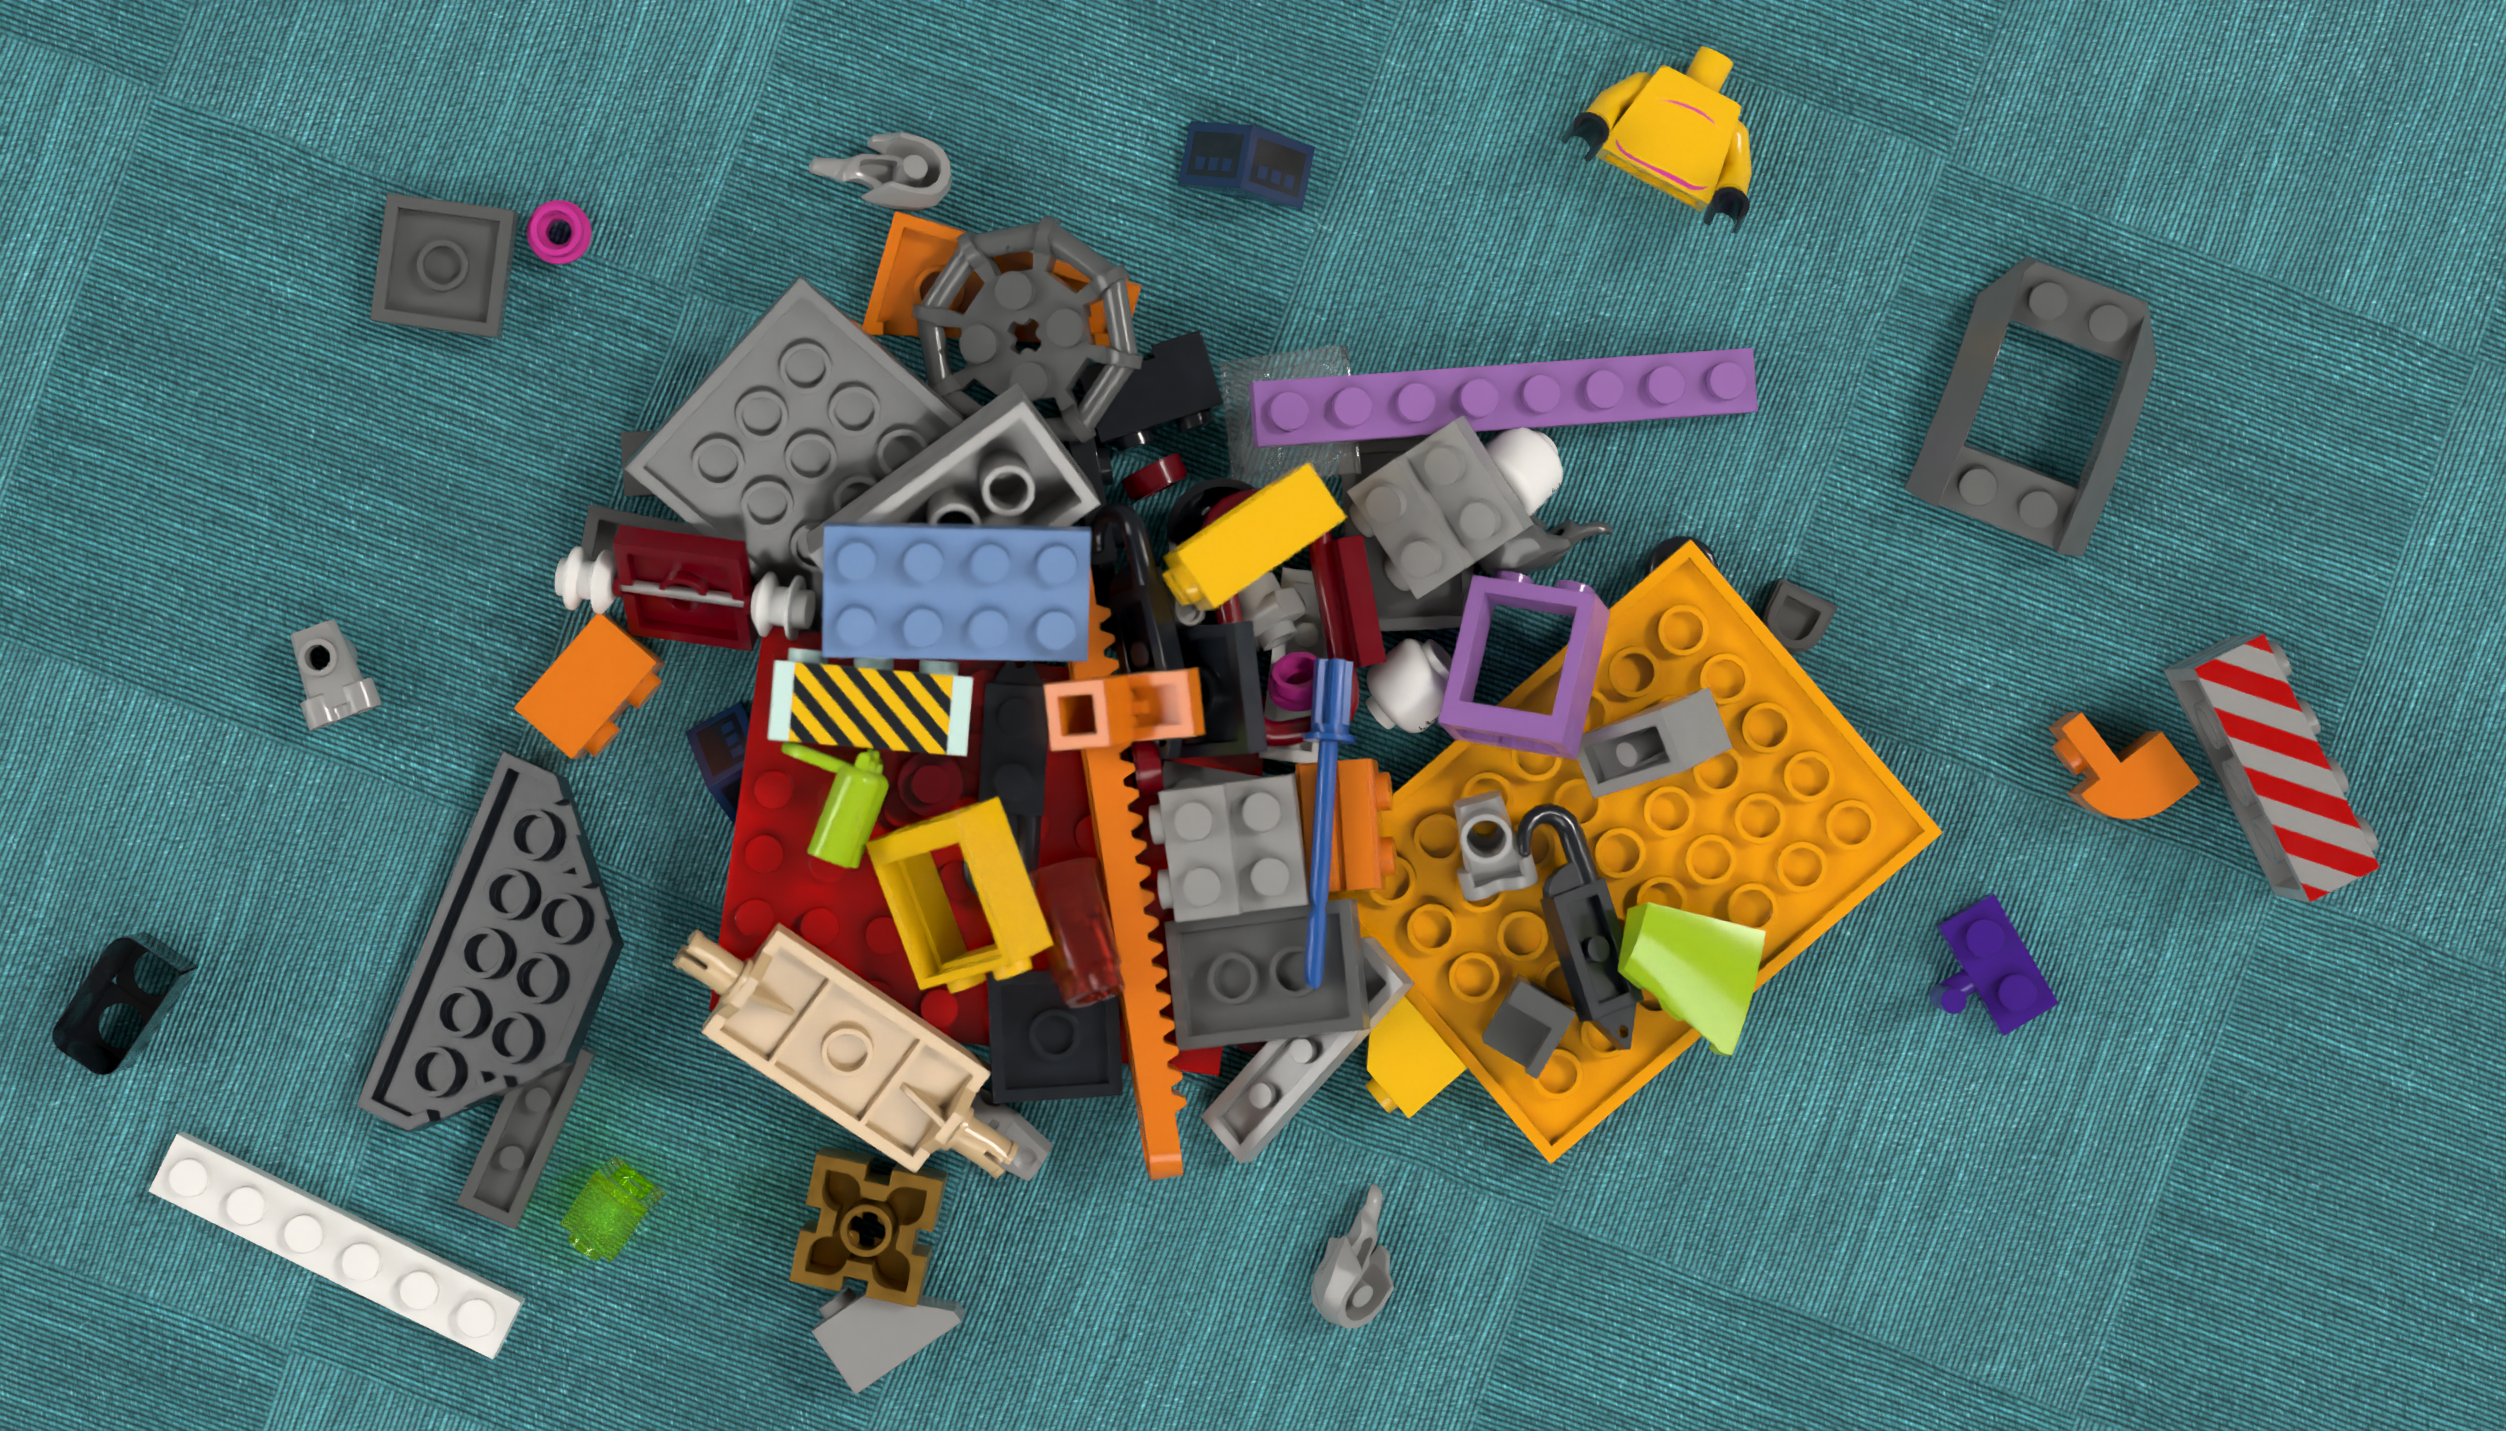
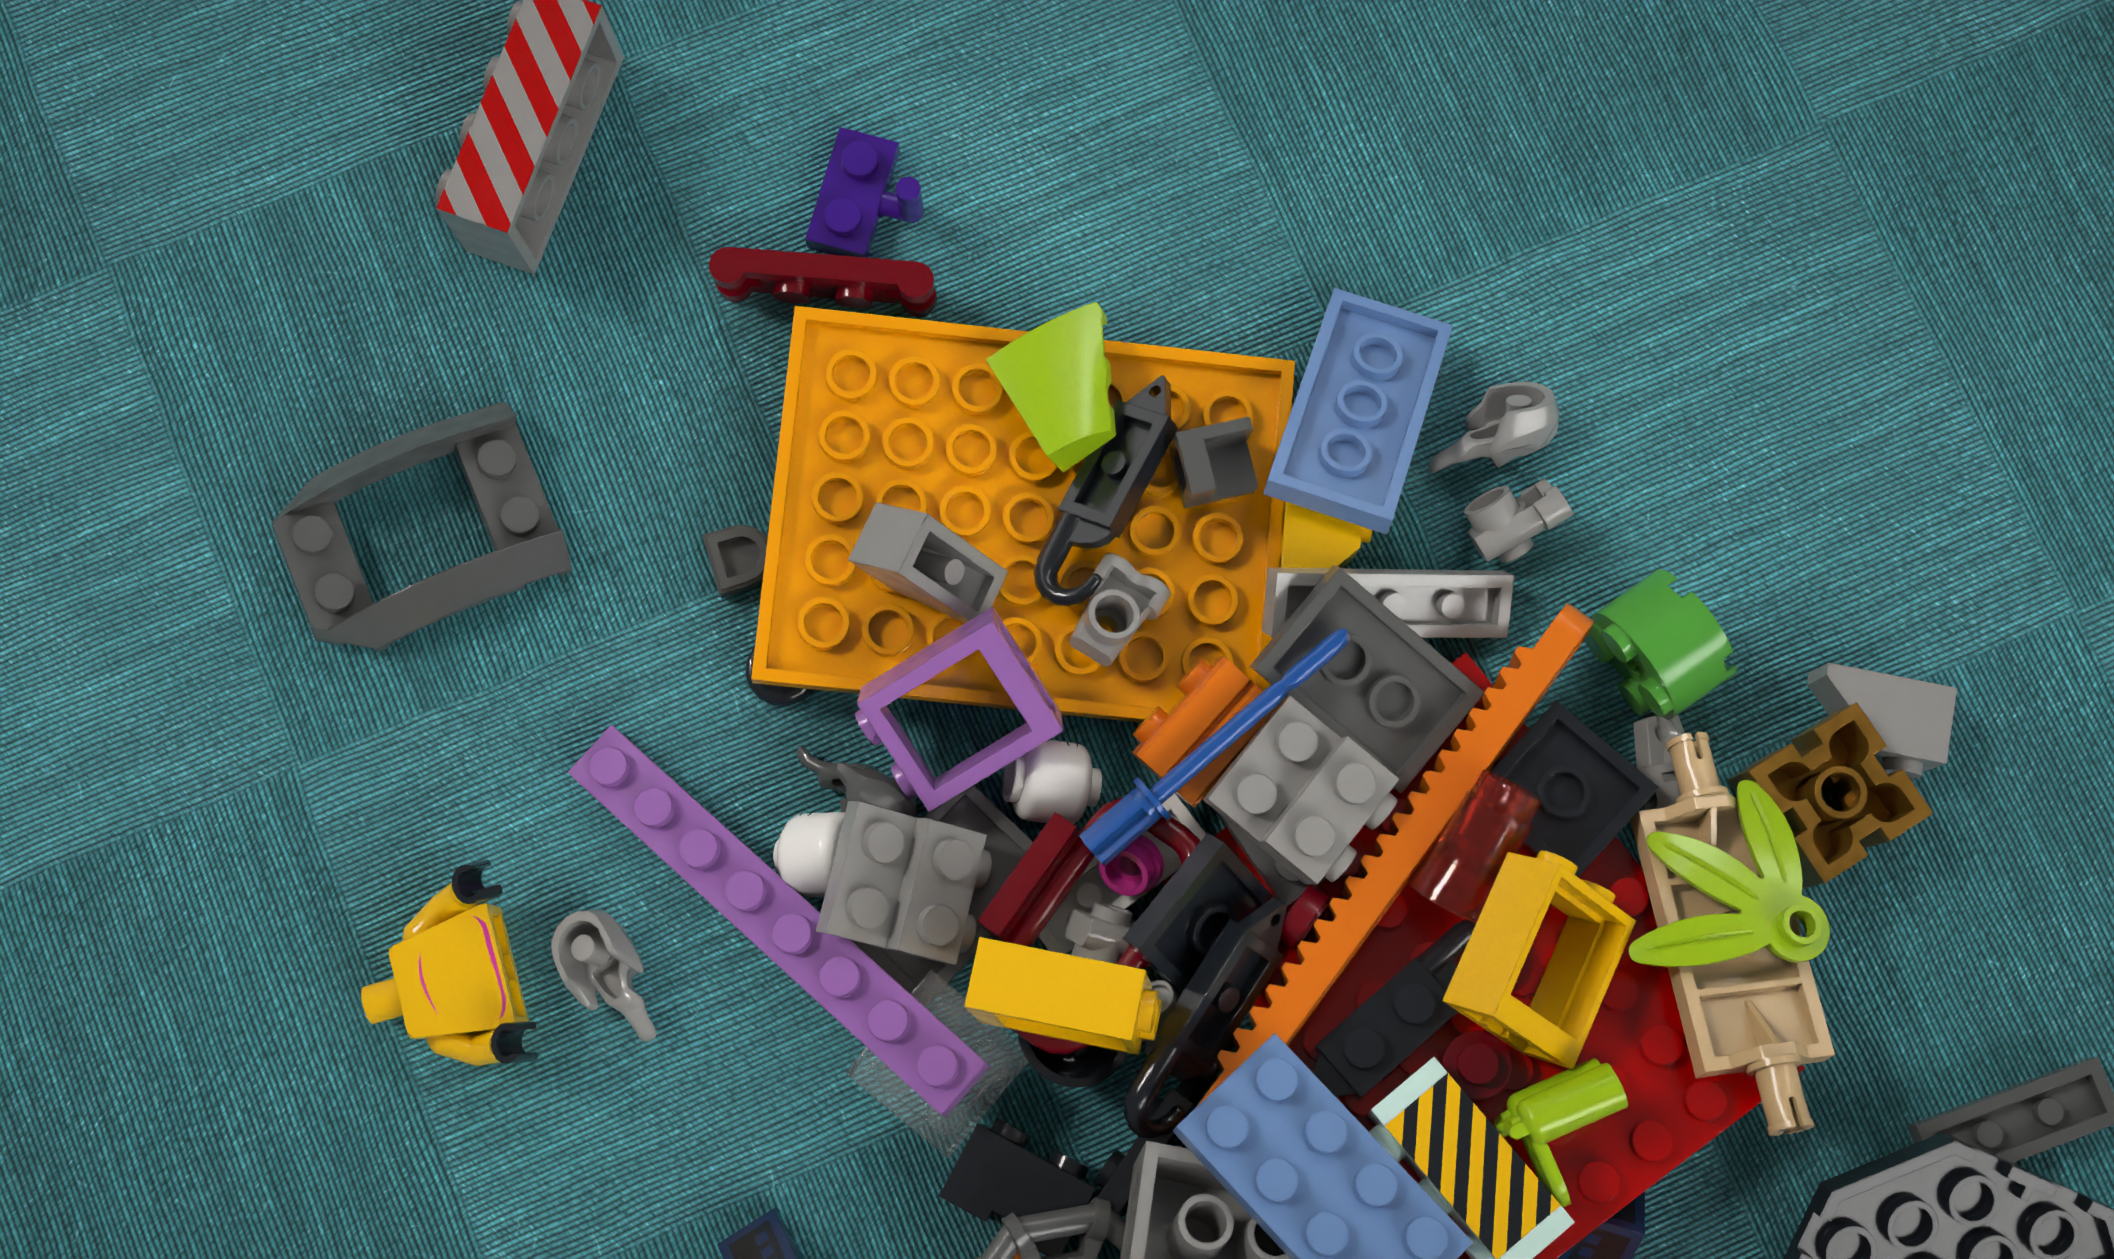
camera: 135 degrees left, 10 degrees down
(611, 1210) = (2008, 999): clear neon green slope -> none
(885, 1080) = (1761, 903): none -> lime plant
(1088, 1214) = (1661, 646): none -> bright green brick
(1124, 708) = (1285, 971): orange brick -> none
(1154, 478) = (1081, 1121): dark red tile -> none
(1280, 1198) = (1505, 524): none -> light grey plate
(1467, 1170) = (1359, 411): none -> medium blue plate
(1596, 249) = (600, 956): none -> light grey piece
(1968, 860) = (847, 279): none -> dark red plate
(2126, 785) = (637, 218): orange brick -> none

